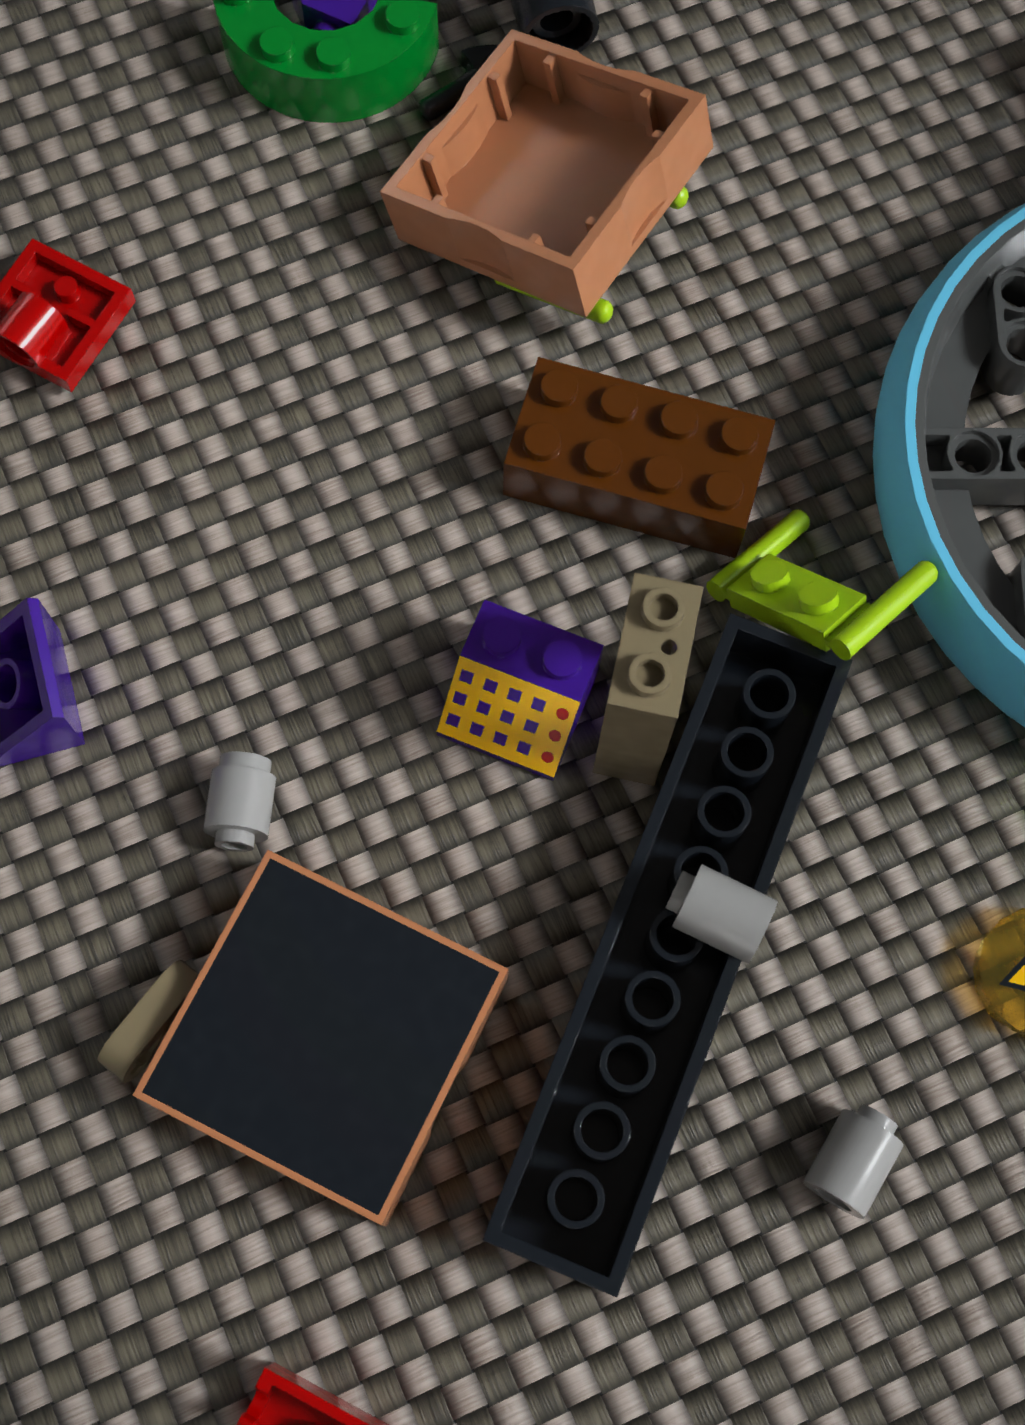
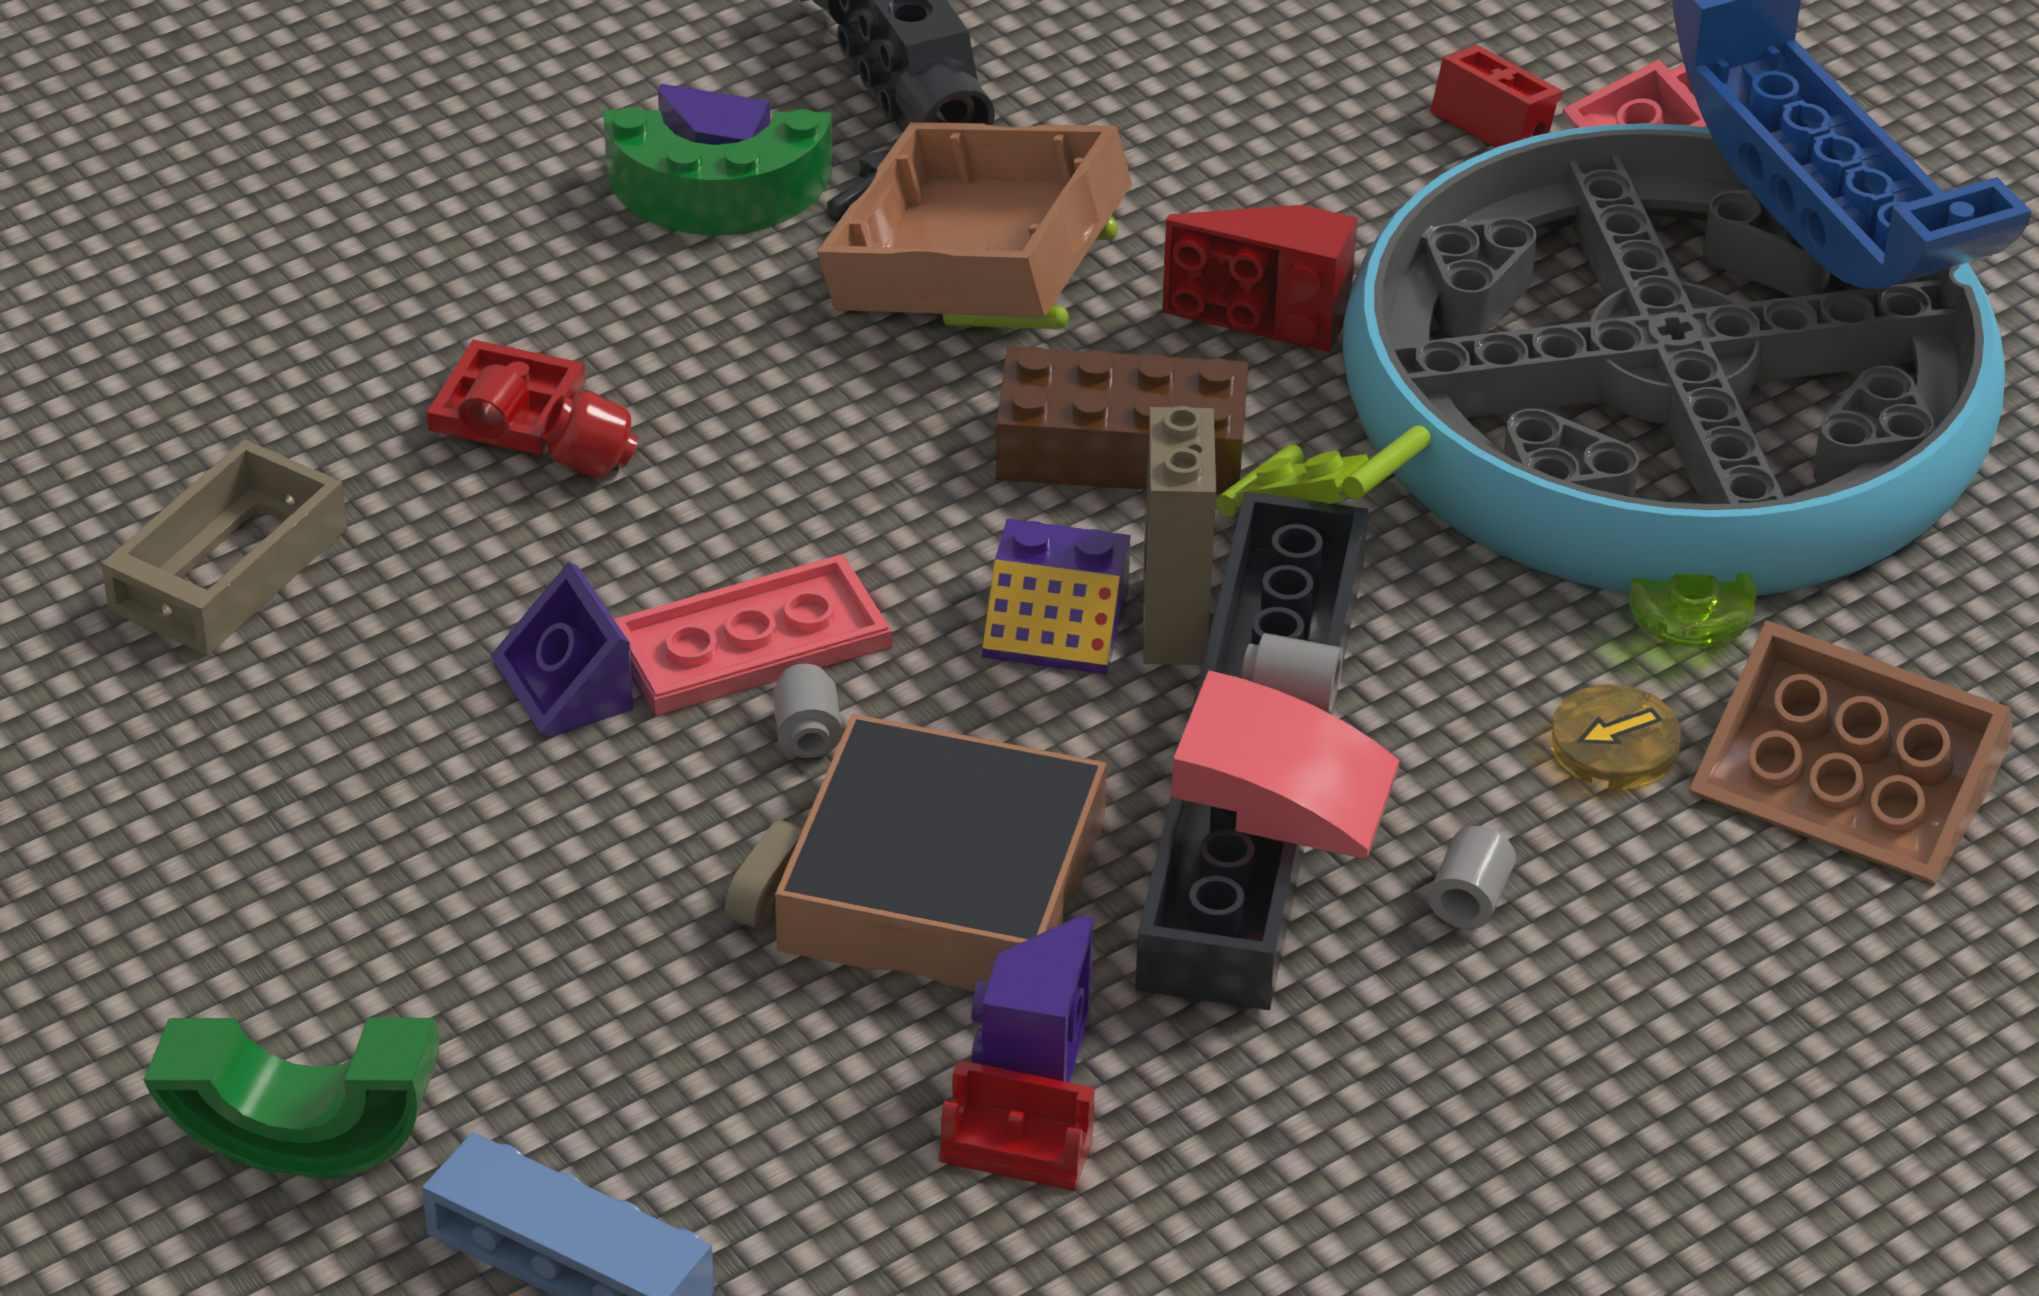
camera: 10 degrees left, 30 degrees down
(113, 386) = (589, 434): none -> red head
(215, 670) = (751, 633): none -> coral tile
(355, 1319) = (1037, 1003): none -> dark purple slope
(681, 1056) = (1283, 767): none -> coral slope
(820, 288) = (1262, 271): none -> red slope

